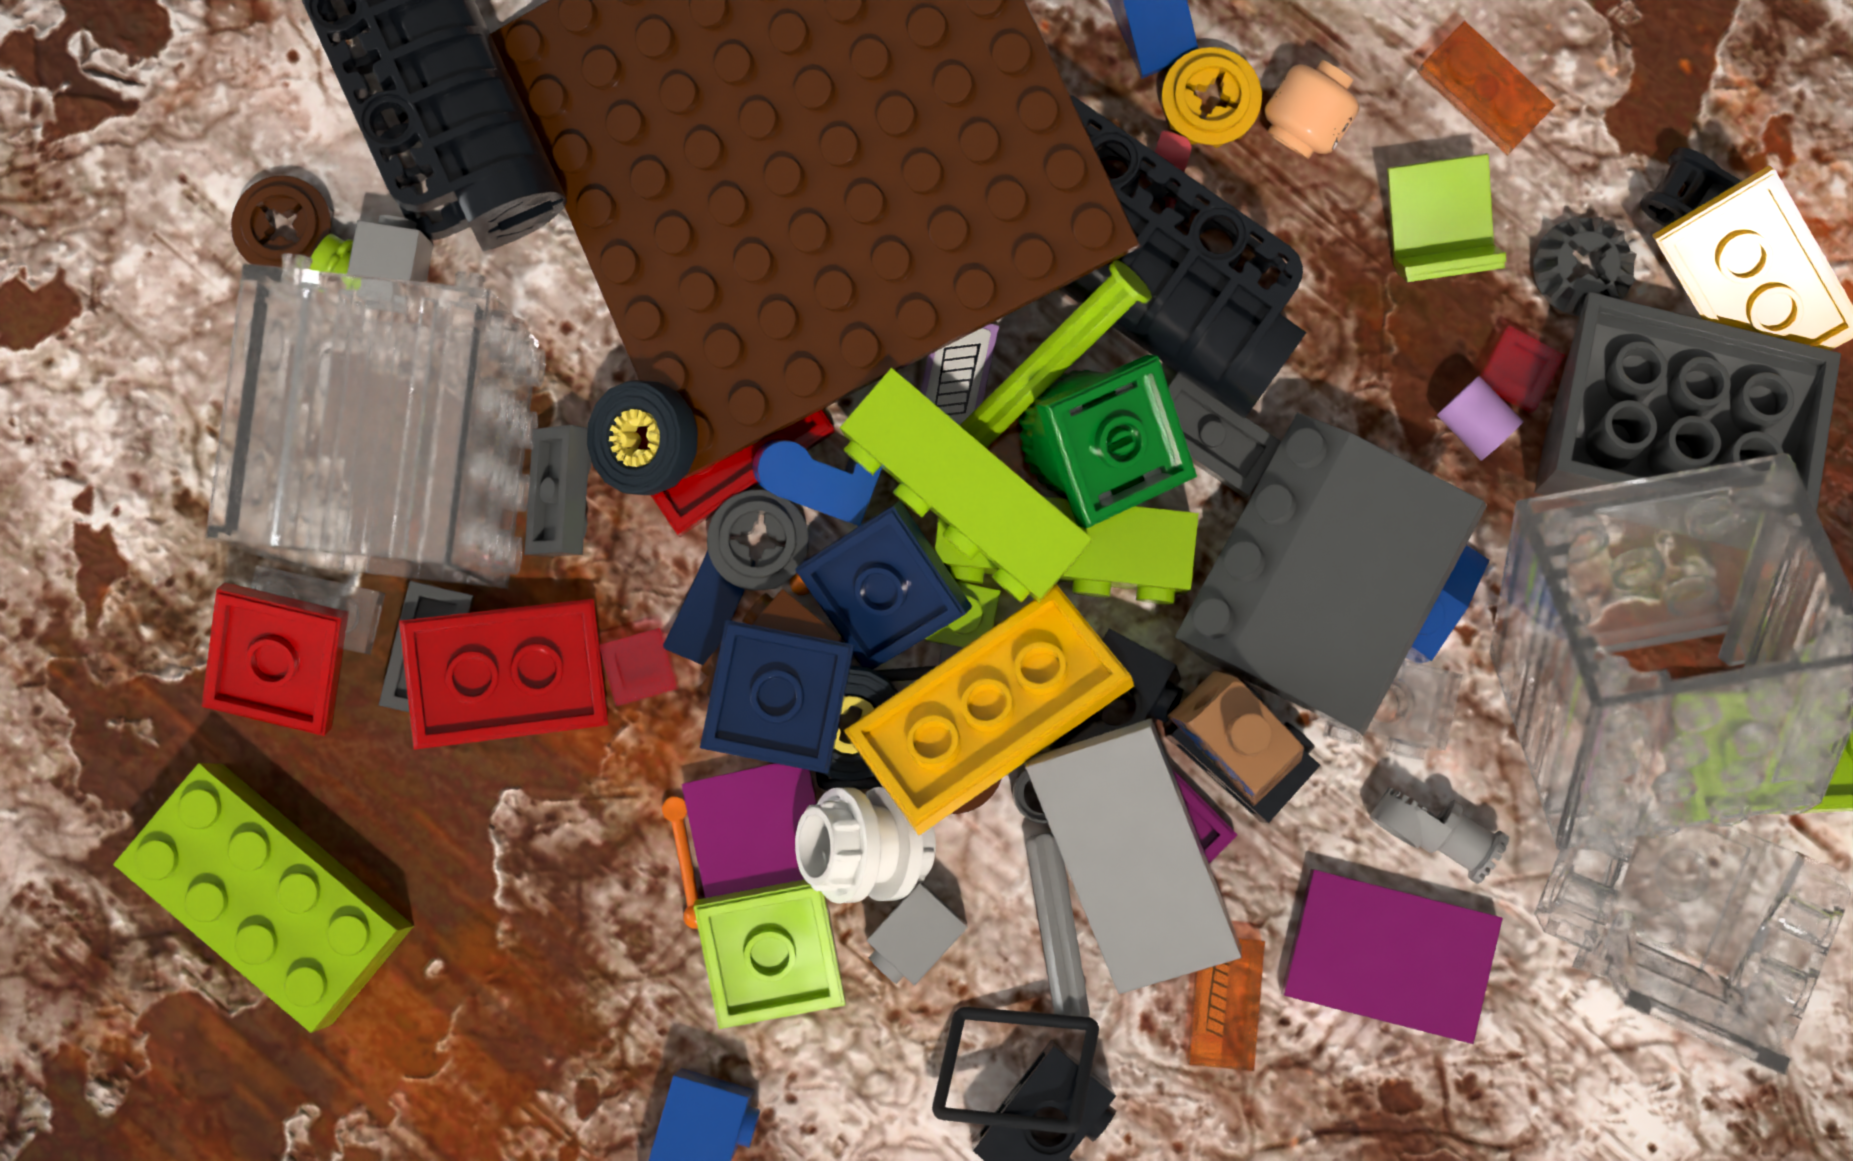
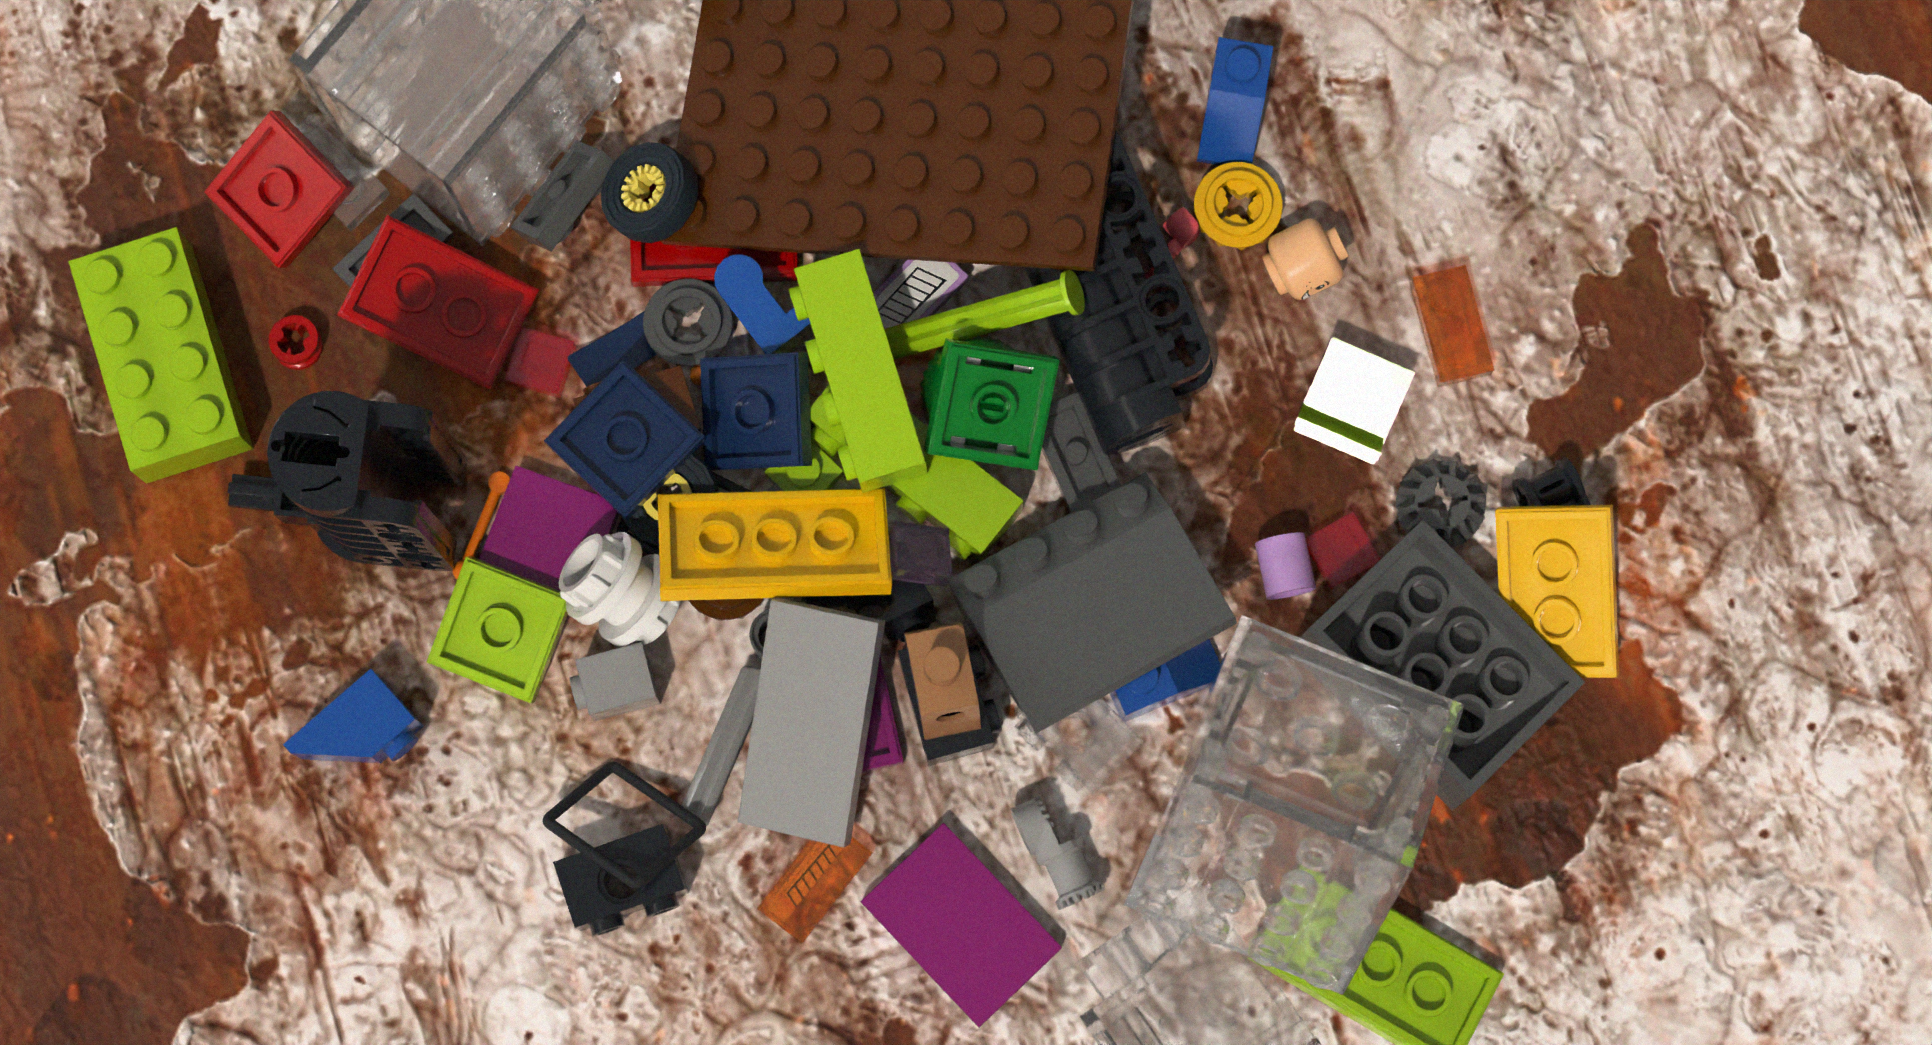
camera: 25 degrees right, 5 degrees down
(370, 804) = (312, 344): none -> red bush
(549, 872) = (345, 475): none -> black piece
(1135, 628) = (920, 554): none -> tile

